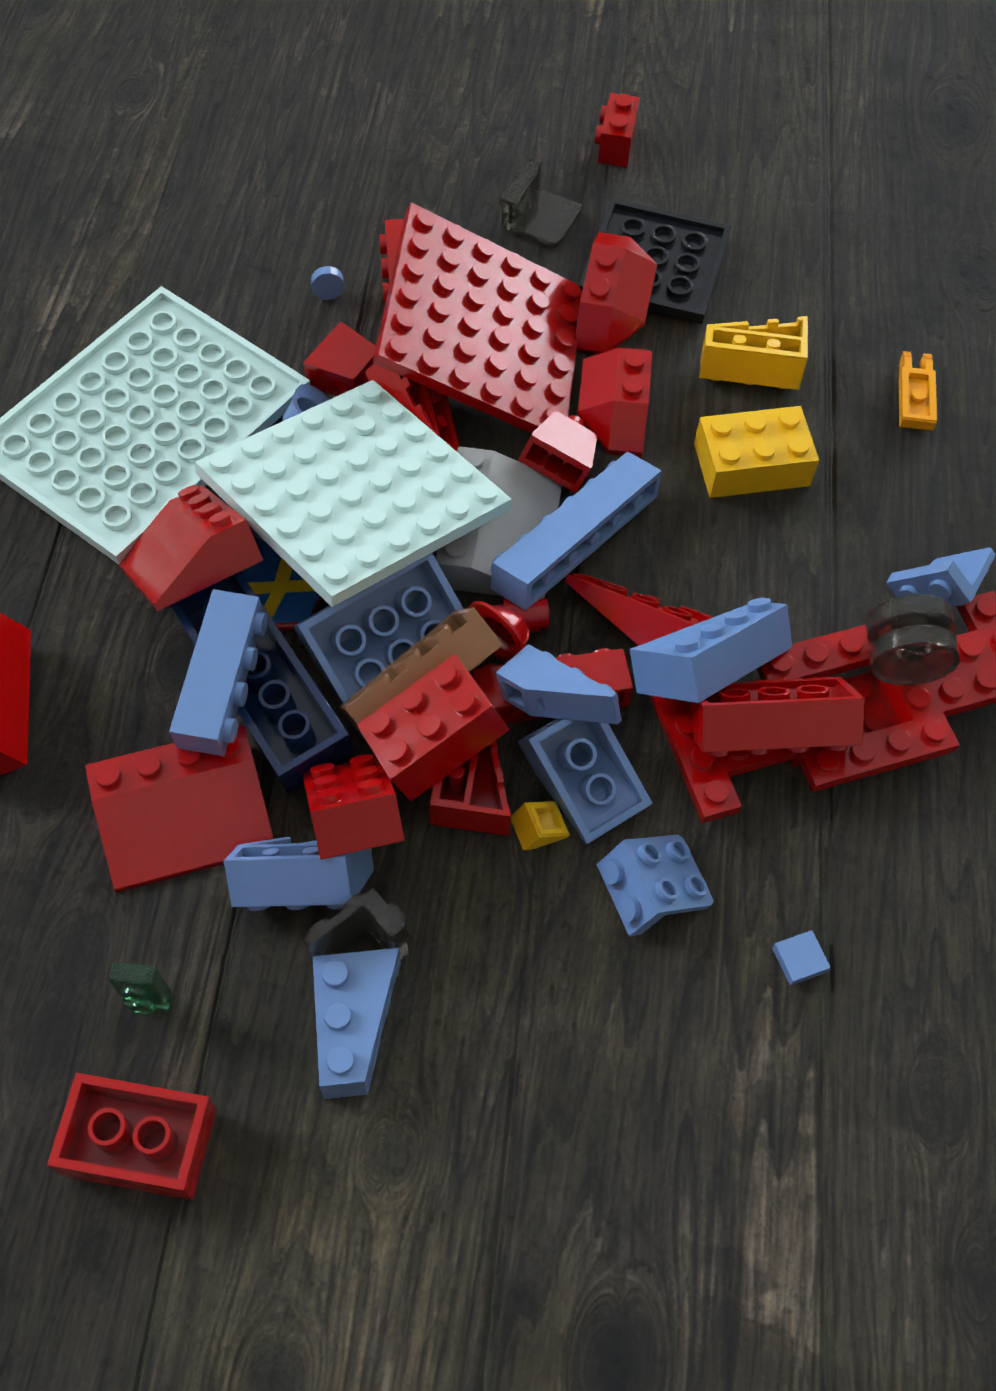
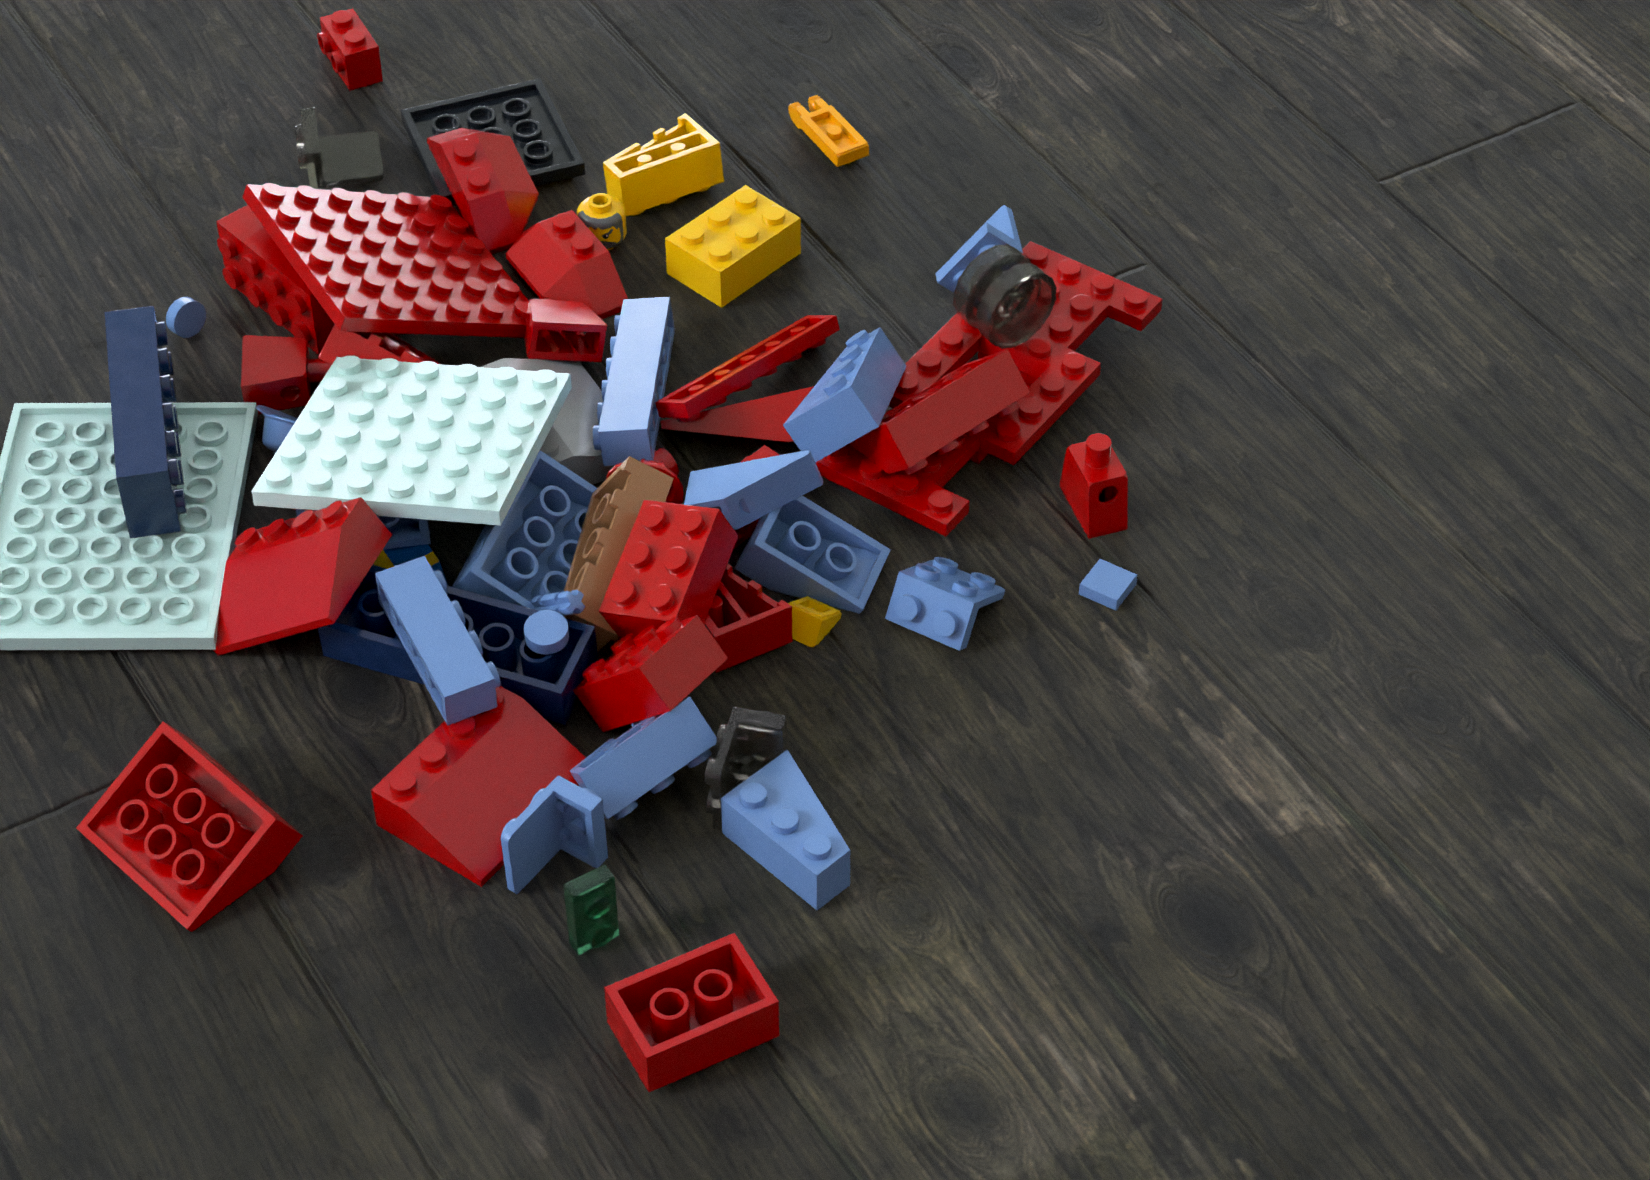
camera: 35 degrees left, 15 degrees down
(170, 886) = (556, 819): none -> medium blue bracket
(201, 353) = (144, 422): none -> dark blue brick
(305, 717) = (546, 632): none -> medium blue tile
(339, 696) = (563, 603): none -> medium blue axle
(669, 568) = (747, 366): none -> red plate
(673, 373) = (604, 218): none -> yellow head
(863, 853) = (1095, 474): none -> red torso

